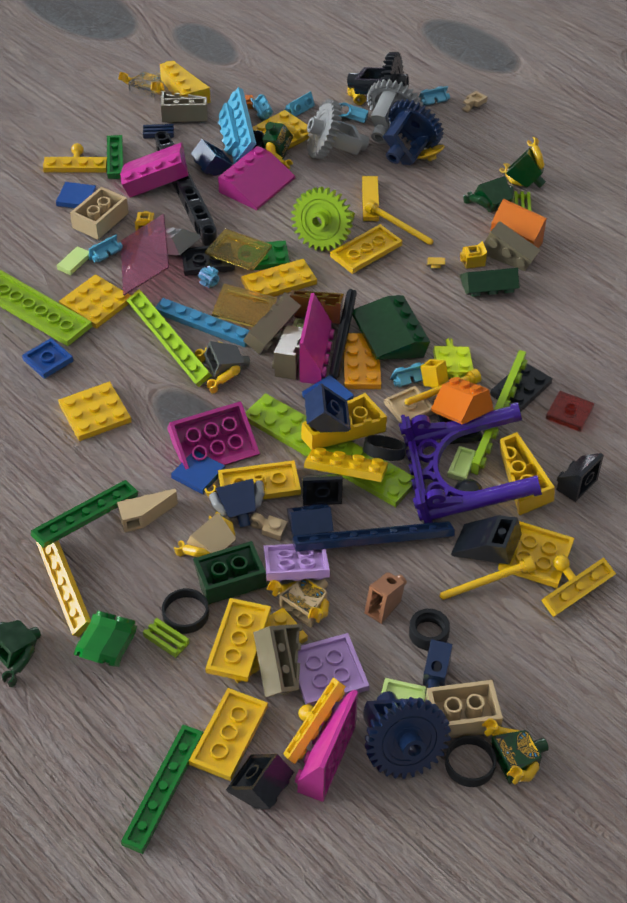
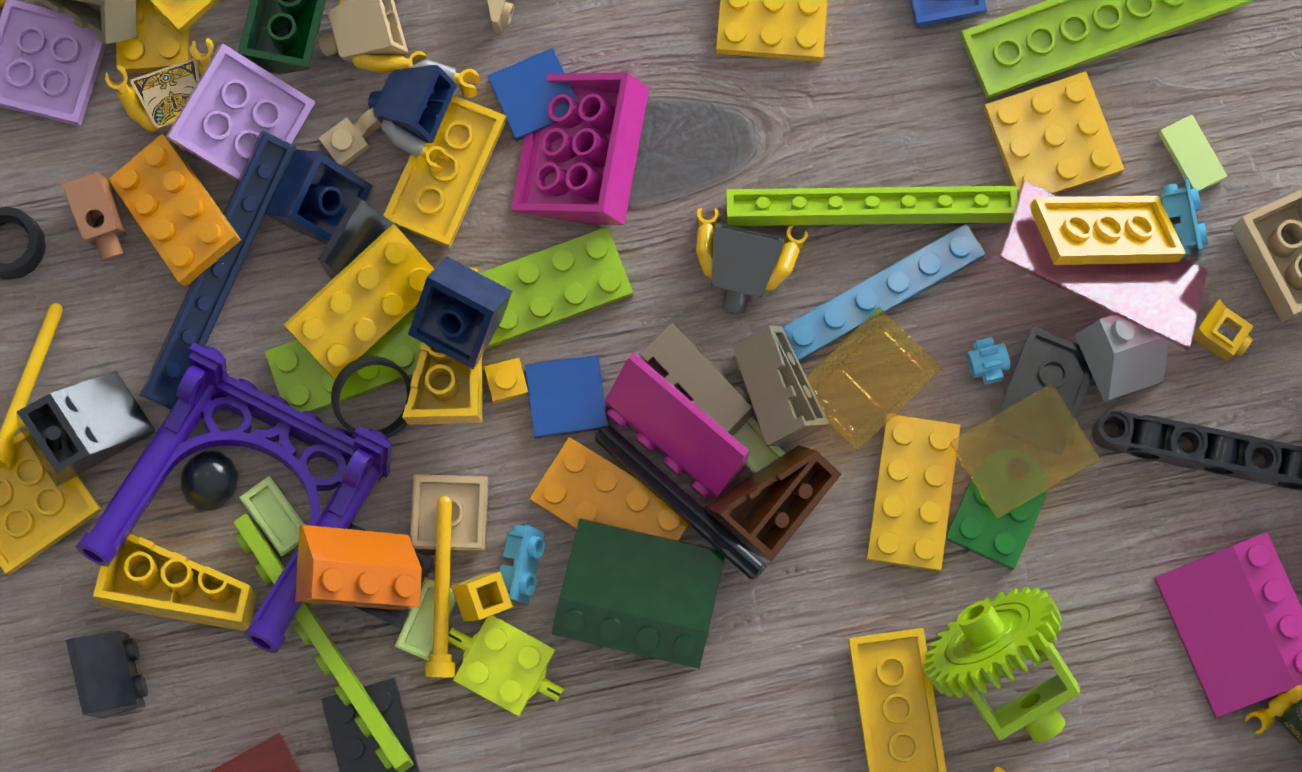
camera: 125 degrees right, 30 degrees up
(130, 258) = (1106, 230): none -> yellow plate
(359, 565) = (174, 210): none -> light orange plate

